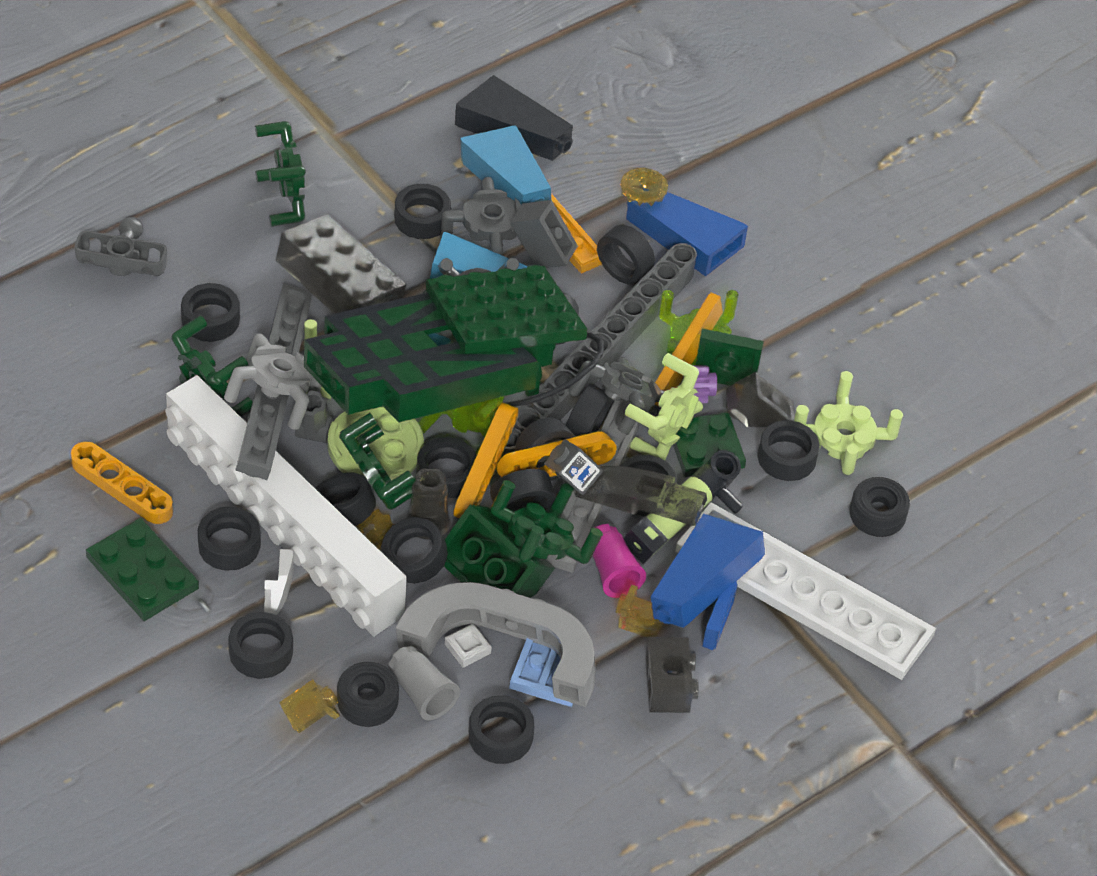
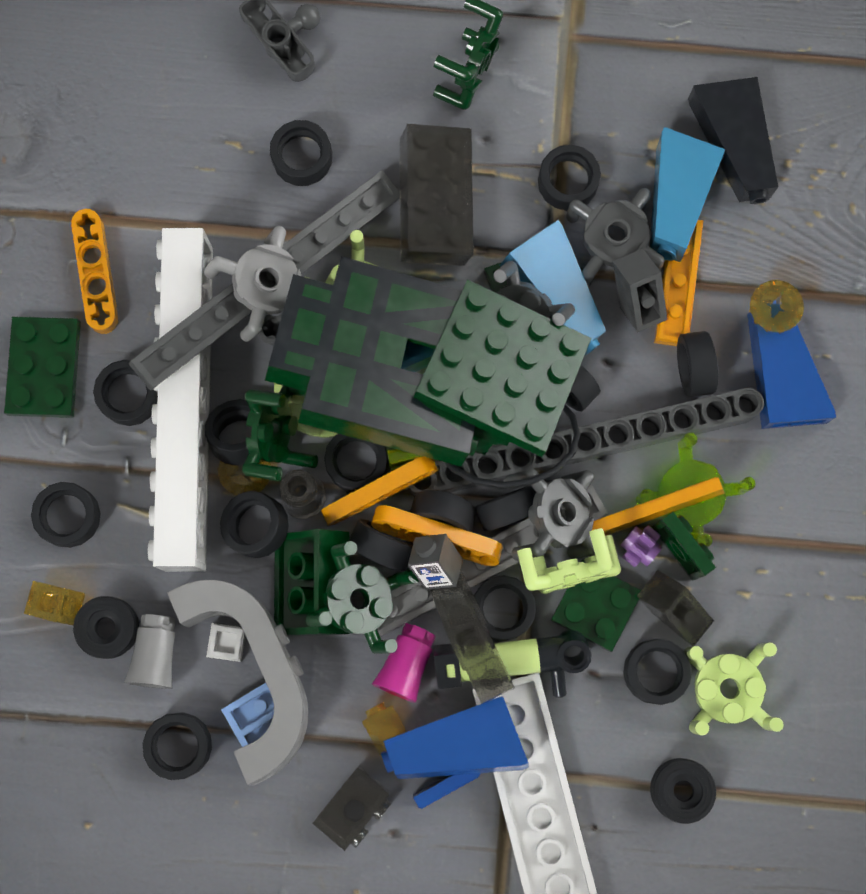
camera: 45 degrees right, 30 degrees up
(203, 364) = (221, 232): dark green plate -> none
(277, 590) = (135, 466): white slope -> none

